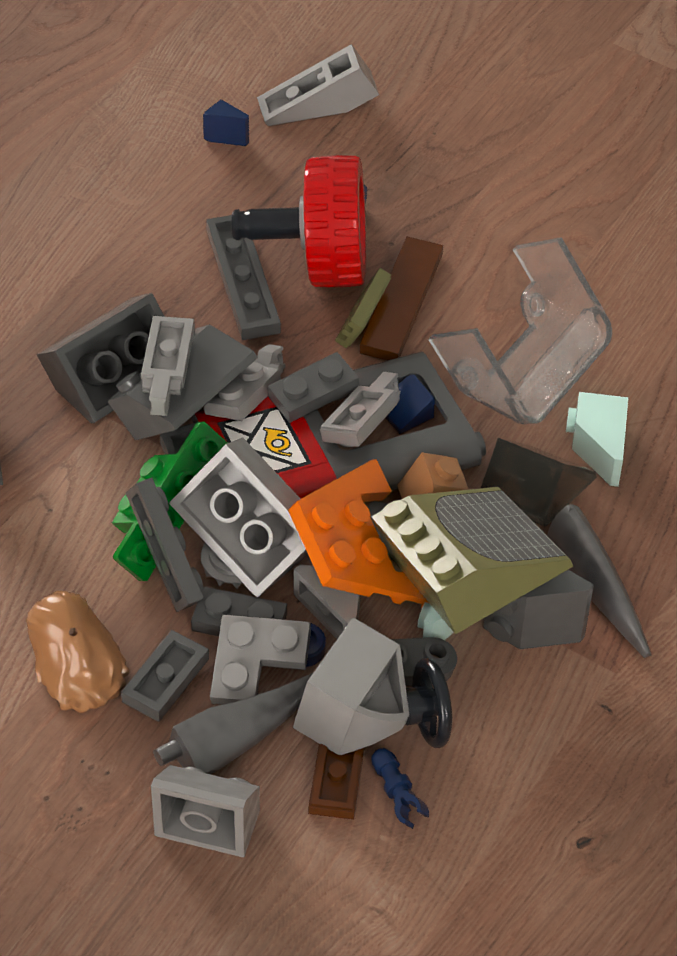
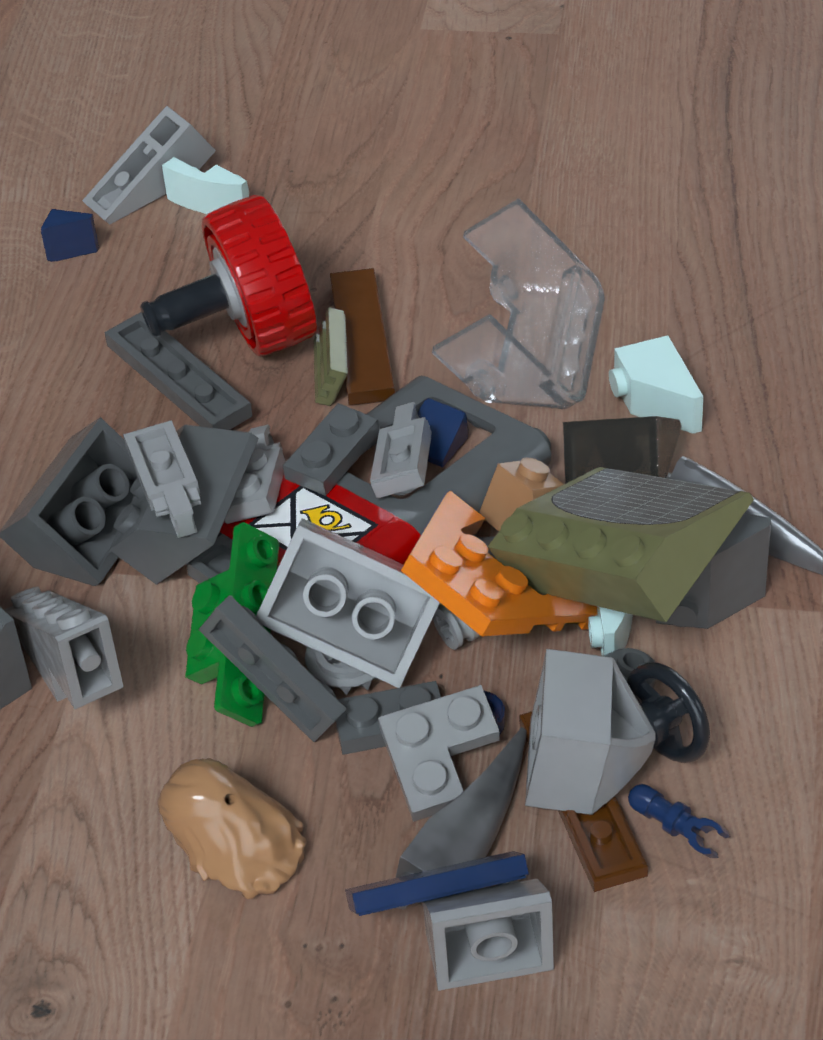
camera: 20 degrees left, 5 degrees down
(32, 462) = (67, 645): none -> light grey slope
(165, 675) = (348, 811): dark grey plate -> none
(183, 757) = (437, 883): none -> dark blue tile
(330, 606) = (489, 661): light grey slope -> none
(354, 128) = (201, 190): none -> light aqua slope

